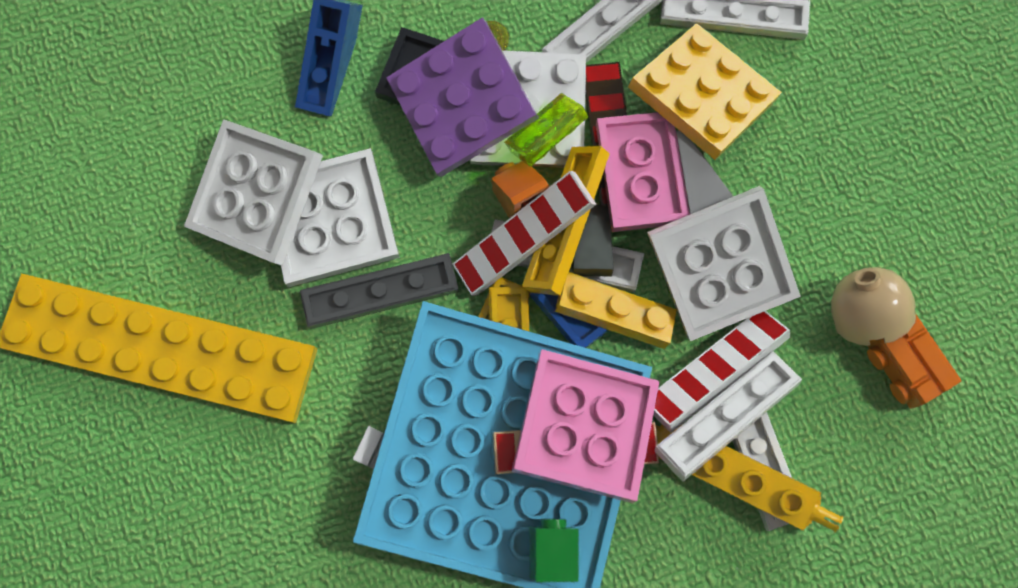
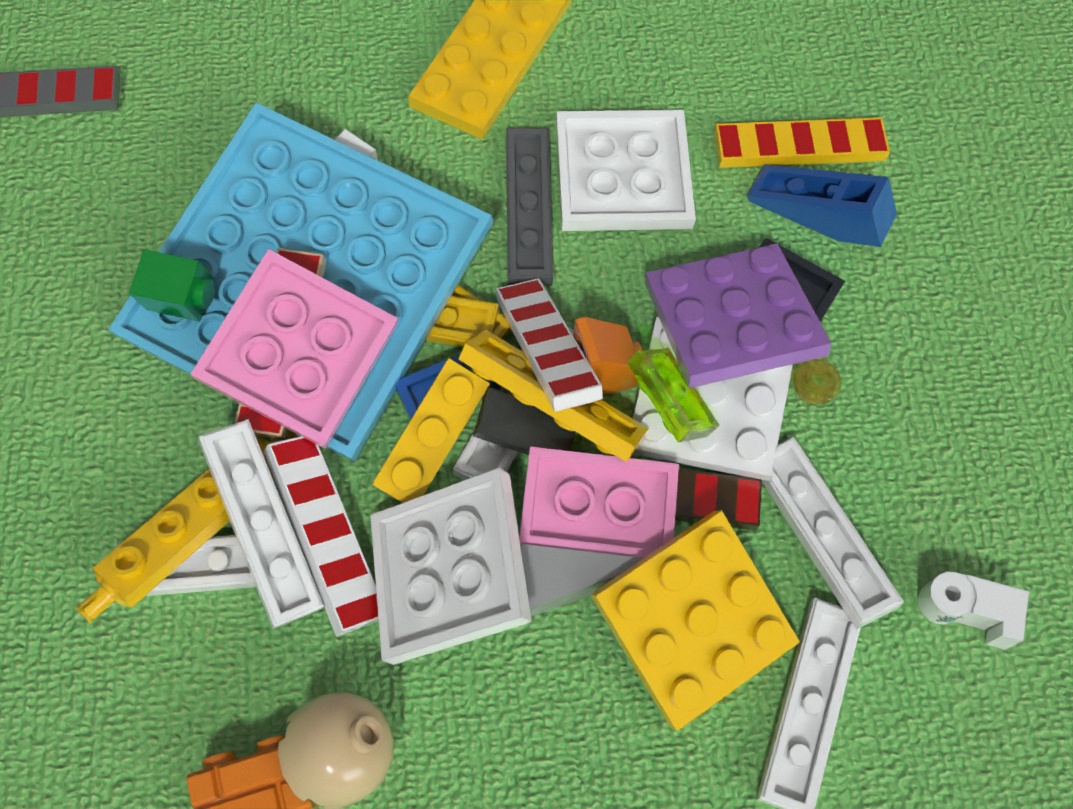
camera: 95 degrees right, 10 degrees down
(253, 191) = (665, 94): white plate -> none
(266, 77) = (801, 142): none -> yellow tile

